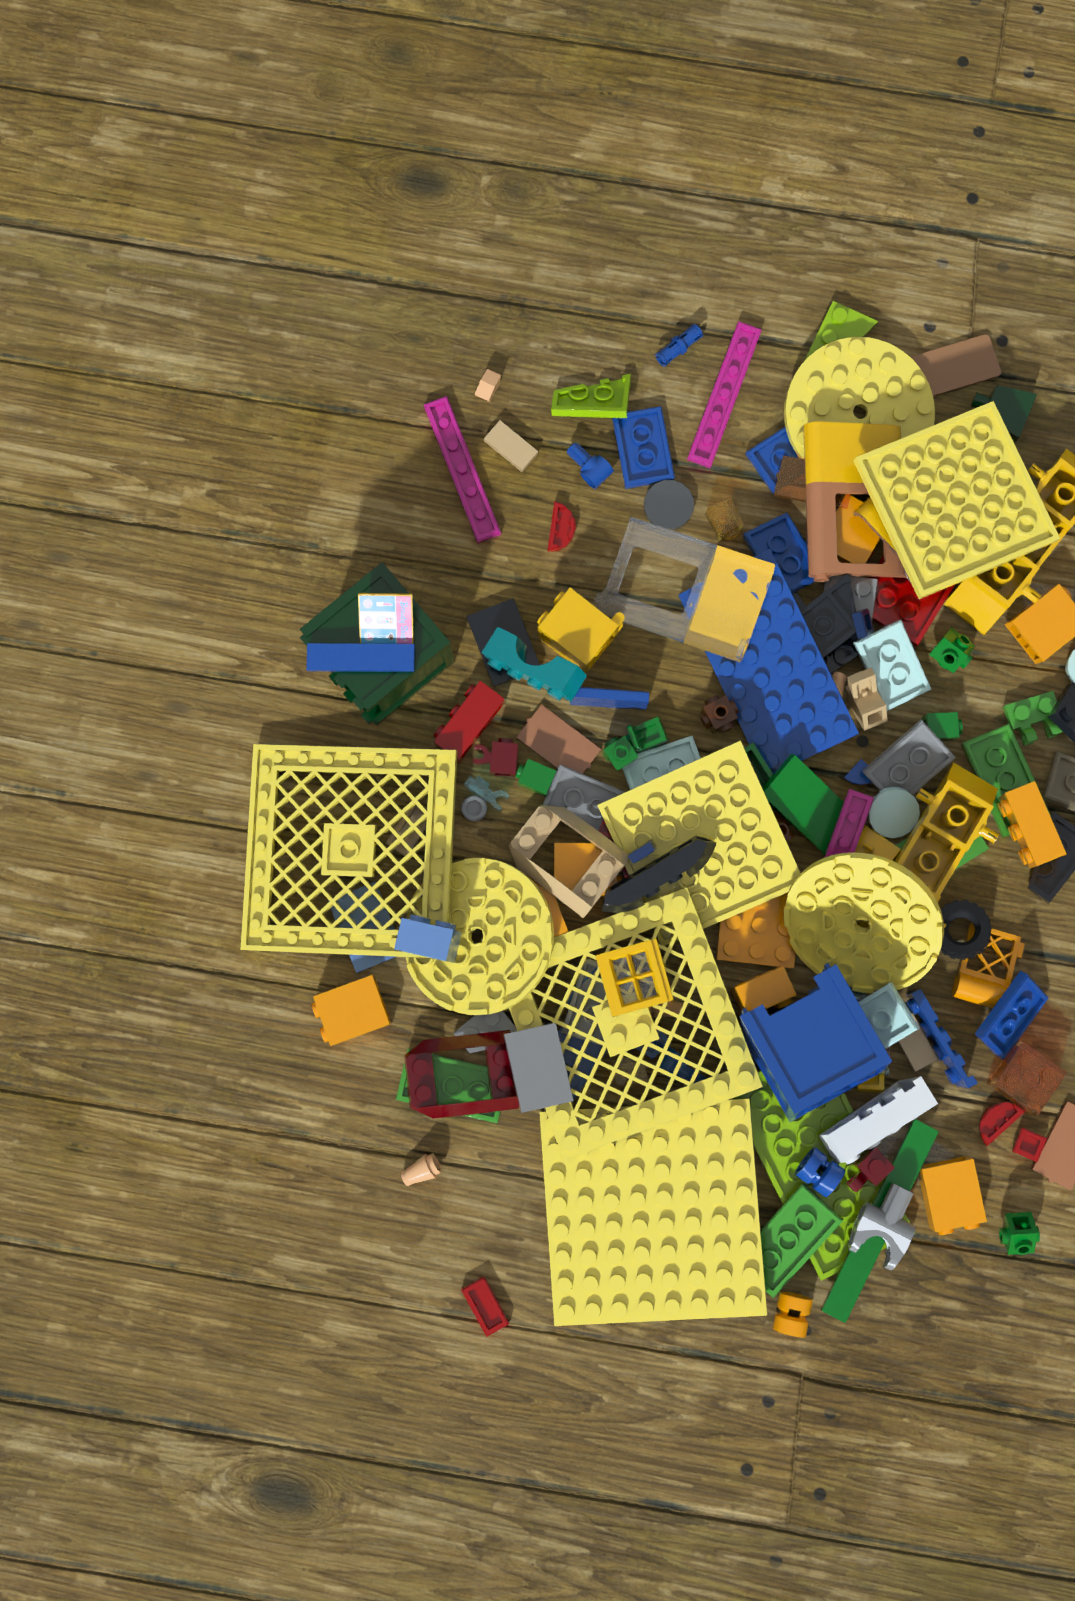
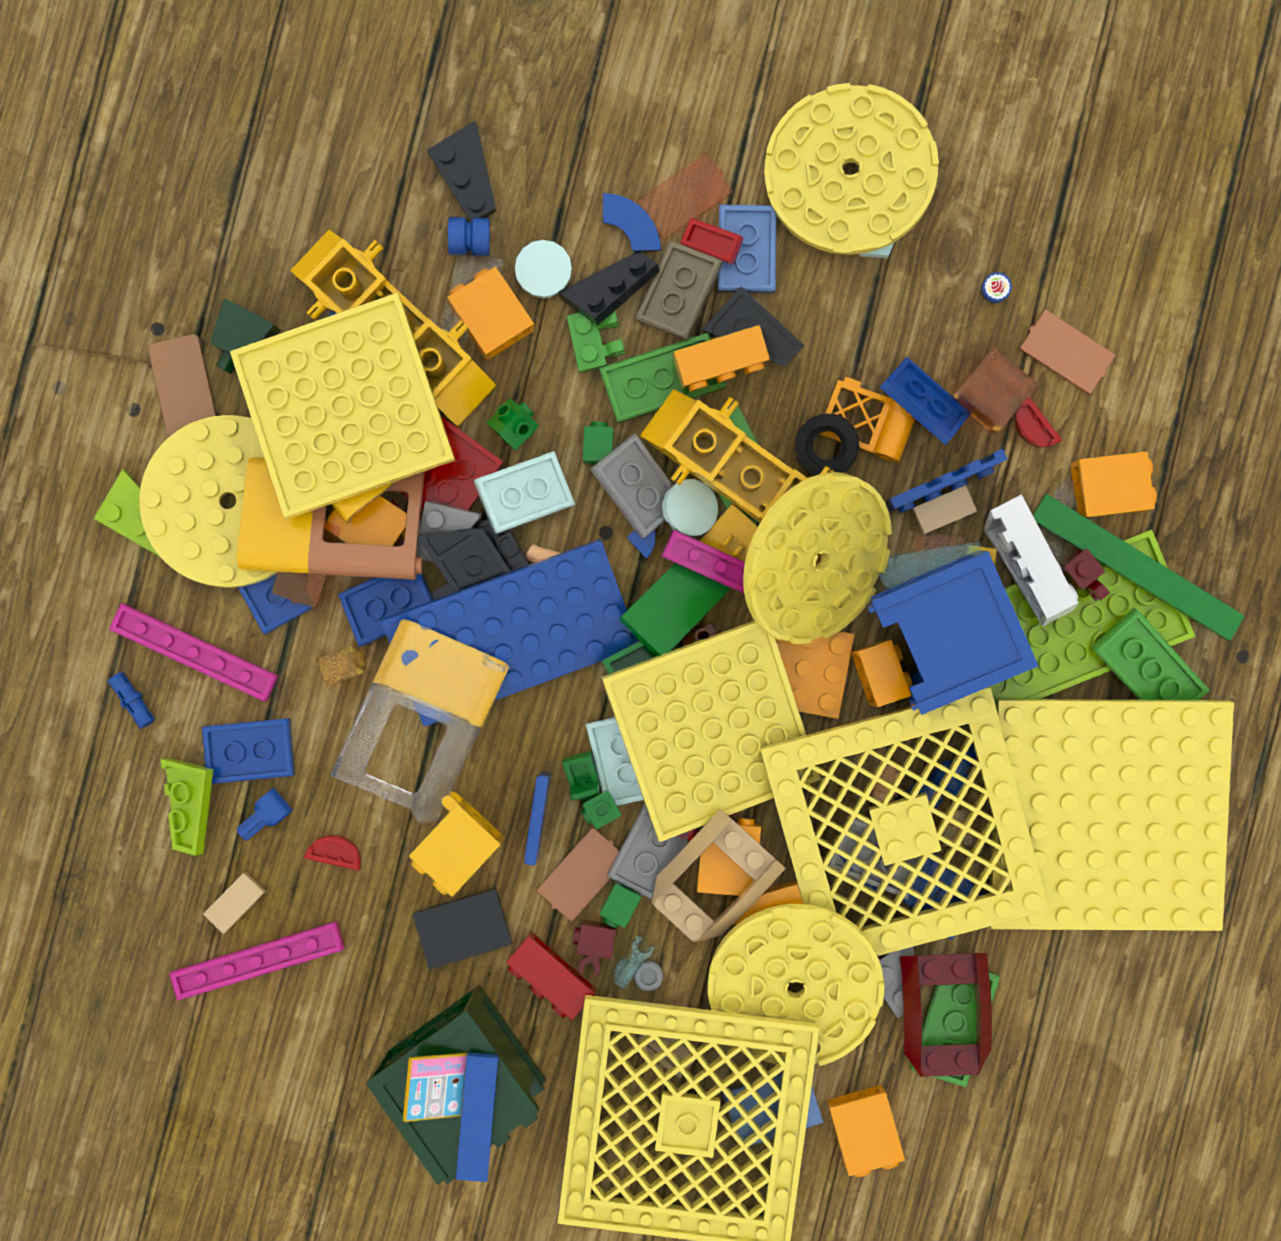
camera: 85 degrees left, 5 degrees up
(423, 1169) = (1044, 1061): light nougat cone -> none
(428, 940) = (801, 1051): medium blue brick -> none
(485, 1306) = (1194, 1003): red tile -> none
(488, 385) = (161, 924): light nougat piece -> none
(538, 1067) = (948, 932): light grey tile -> none
(557, 676) = (510, 880): teal arch -> none
(634, 977) = (858, 818): yellow piece -> none
(642, 851) = (717, 797): dark blue tile -> none
(669, 504) = (318, 727): dark grey tile -> none
(687, 857) = (738, 769): black brick -> none
(712, 720) = (575, 688): reddish brown brick -> none
(790, 1323) = (1235, 672): light orange wheel -> none
(828, 1176) = (1089, 621): blue wheel -> none
(863, 623) = (476, 524): dark blue tile -> none
(865, 699) = (561, 526): tan brick -> none
(885, 1223) = (1145, 563): light grey connector -> none
(888, 1015) = (921, 543): light aqua tile -> none
(1019, 1233) = (1161, 416): green brick -> none
(1029, 1144) = (1064, 394): red tile -> none

